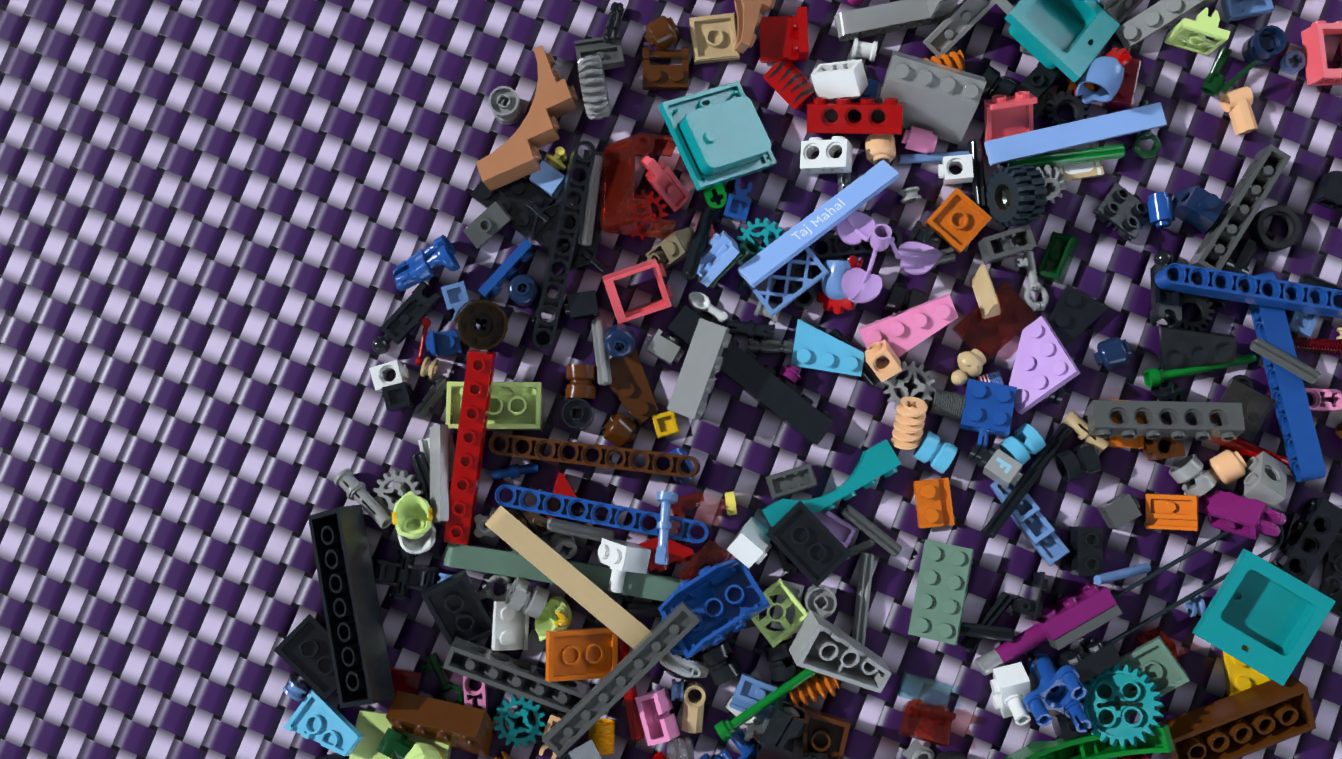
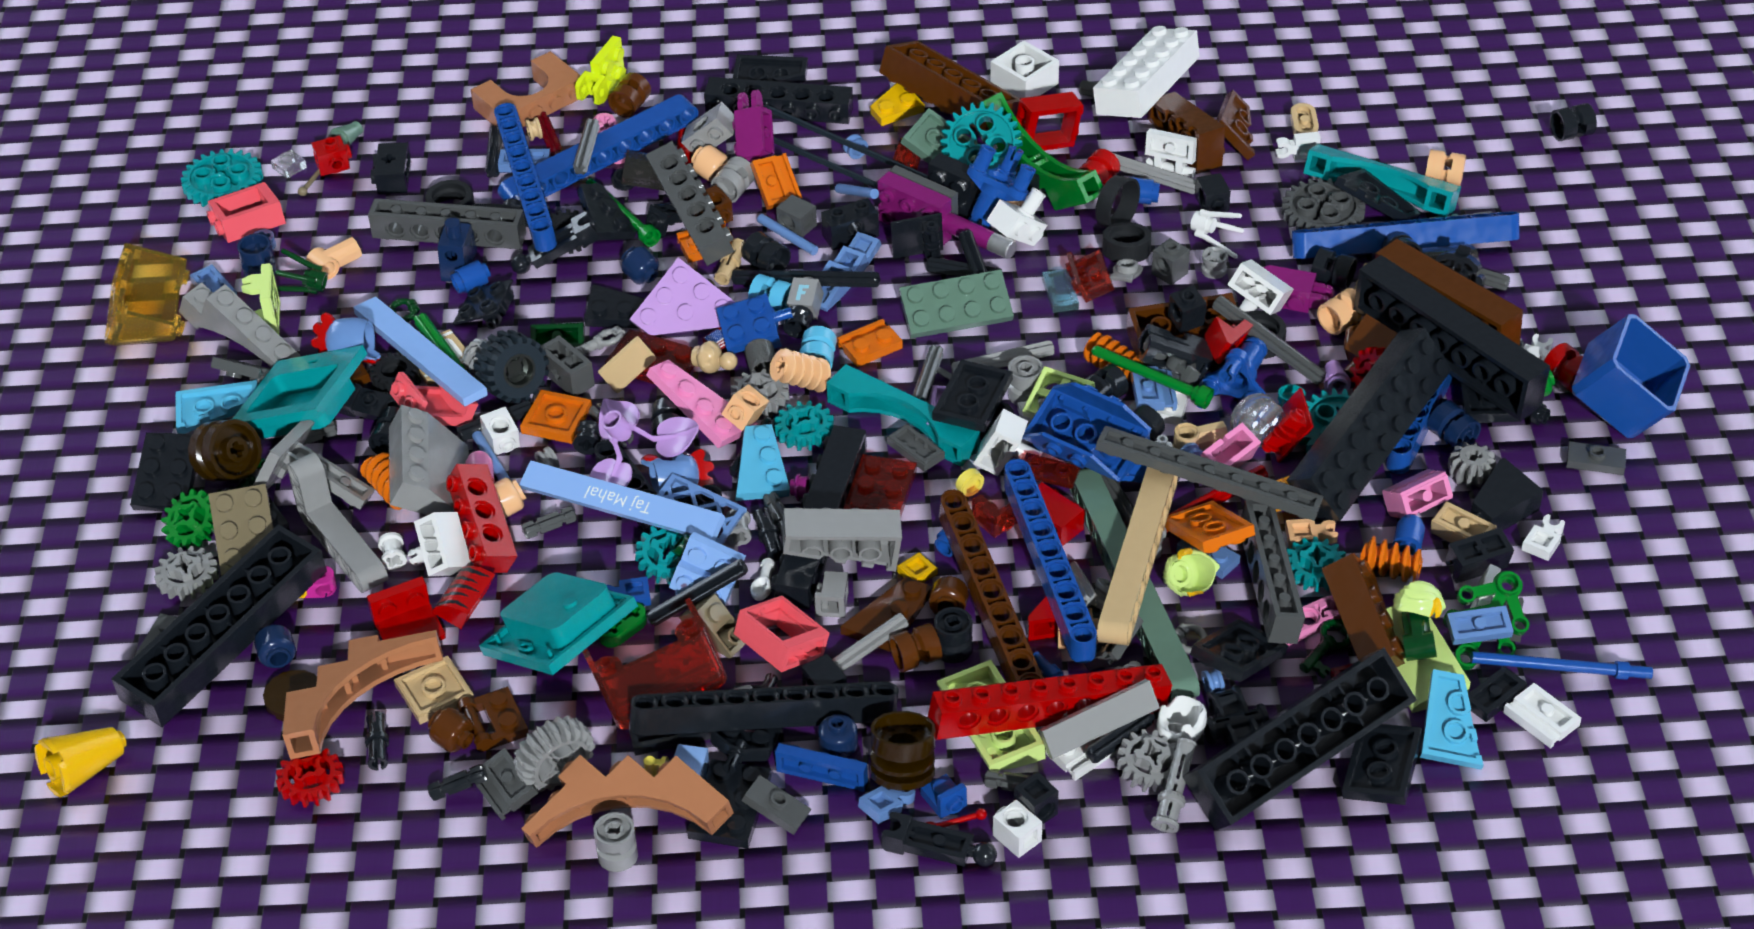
camera: 120 degrees left, 40 degrees down
(295, 689) = (1433, 770): medium blue bush -> none
(412, 516) = (1162, 713): yellowish green hair -> none
(422, 264) = (869, 842): blue piece -> none
(429, 367) = (983, 794): tan bush -> none
(509, 628) = (1223, 609): white plate -> none
(528, 598) = (1182, 595): light grey wheel -> none
(619, 340) = (847, 622): dark blue head -> none
(622, 558) = (1085, 529): white brick -> none
(665, 183) = (633, 649): coral hinge -> none
(666, 499) = (1056, 478): medium blue piece -> none
(760, 433) = (881, 484): none -> clear red plate
(825, 162) = (541, 531): white brick -> none
(834, 653) = (1070, 340): light grey wedge -> none
(860, 414) = (803, 425): none -> teal gear
(1104, 495) = (787, 234): none -> medium blue bar
(1266, 613) = (839, 89): teal piece -> none

